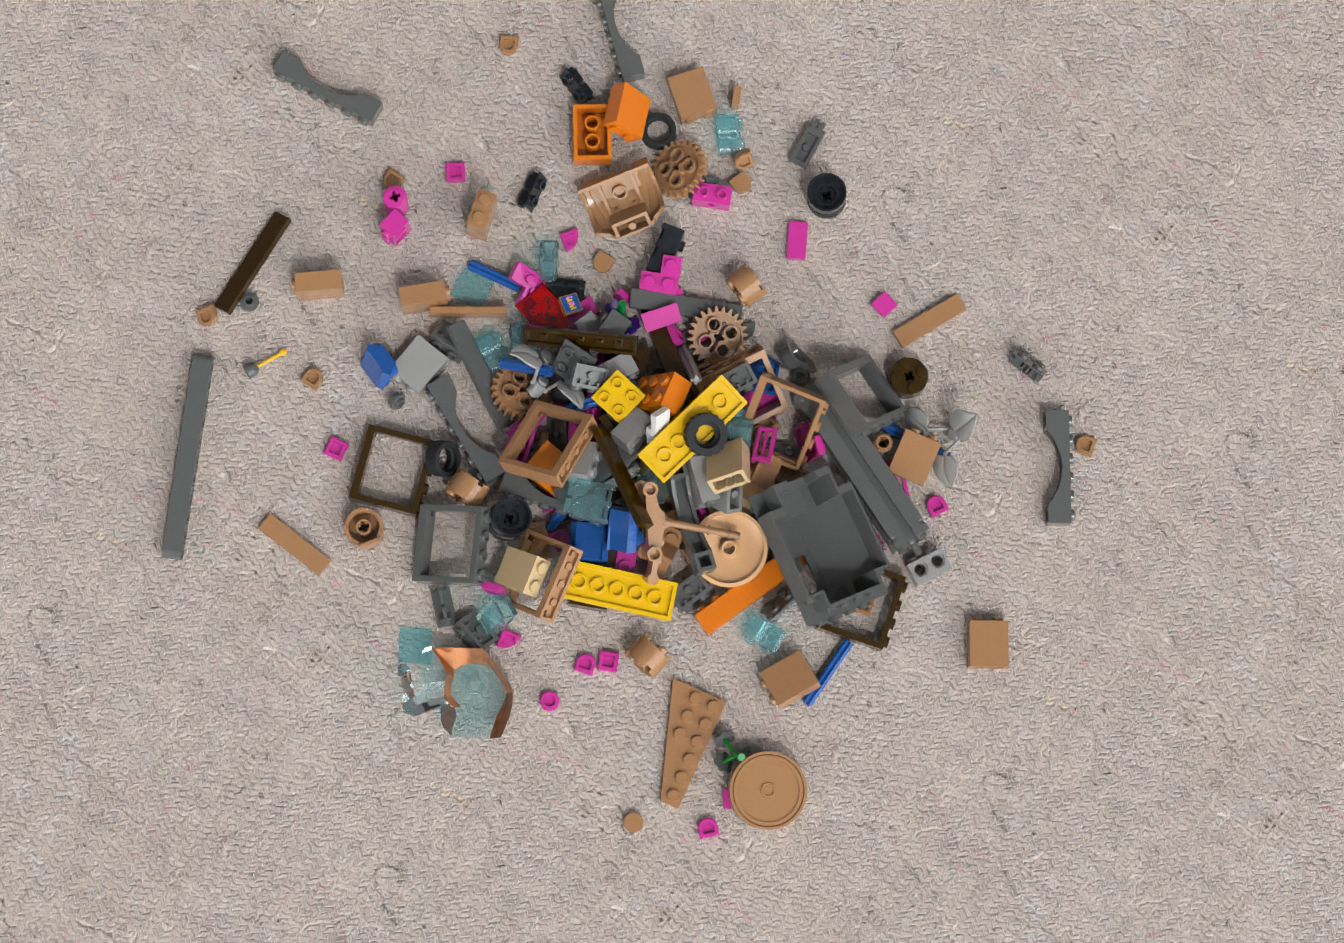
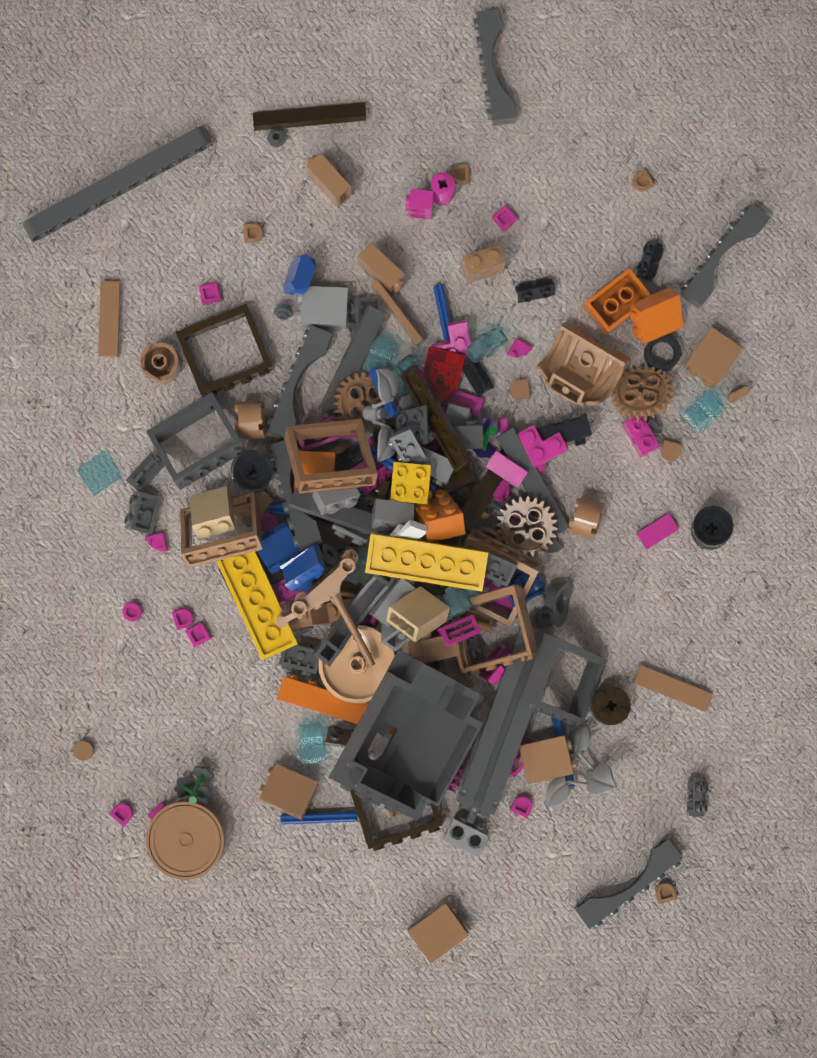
camera: 60 degrees right, 5 degrees up
(207, 316) = (240, 114): medium nougat tile -> none
(252, 369) = (224, 180): hinge -> none
(432, 458) = (258, 371): black tyre -> none
(465, 687) = (87, 537): clear light blue piece -> none
(472, 288) = (420, 302): clear light blue piece -> none
(493, 589) = (184, 500): dark pink tile -> none
(496, 614) = (166, 518): clear light blue brick -> none
(570, 304) = (464, 388): tile -> none
(588, 500) = (306, 522): clear light blue plate -> none
(622, 478) = (343, 536): dark brown tile -> none
(647, 656) = (222, 663): medium nougat brick -> none
(689, 364) = (483, 520): light grey axle -> none
(690, 726) = (193, 739): medium nougat wing -> none
(720, 434) = (428, 591): black tyre -> none
(743, 159) = (691, 438): medium nougat tile -> none
(808, 144) = (744, 481): dark grey hinge -> none
(884, 304) = (657, 641): dark pink tile -> none
(885, 440) = (544, 725): medium nougat cone -> none

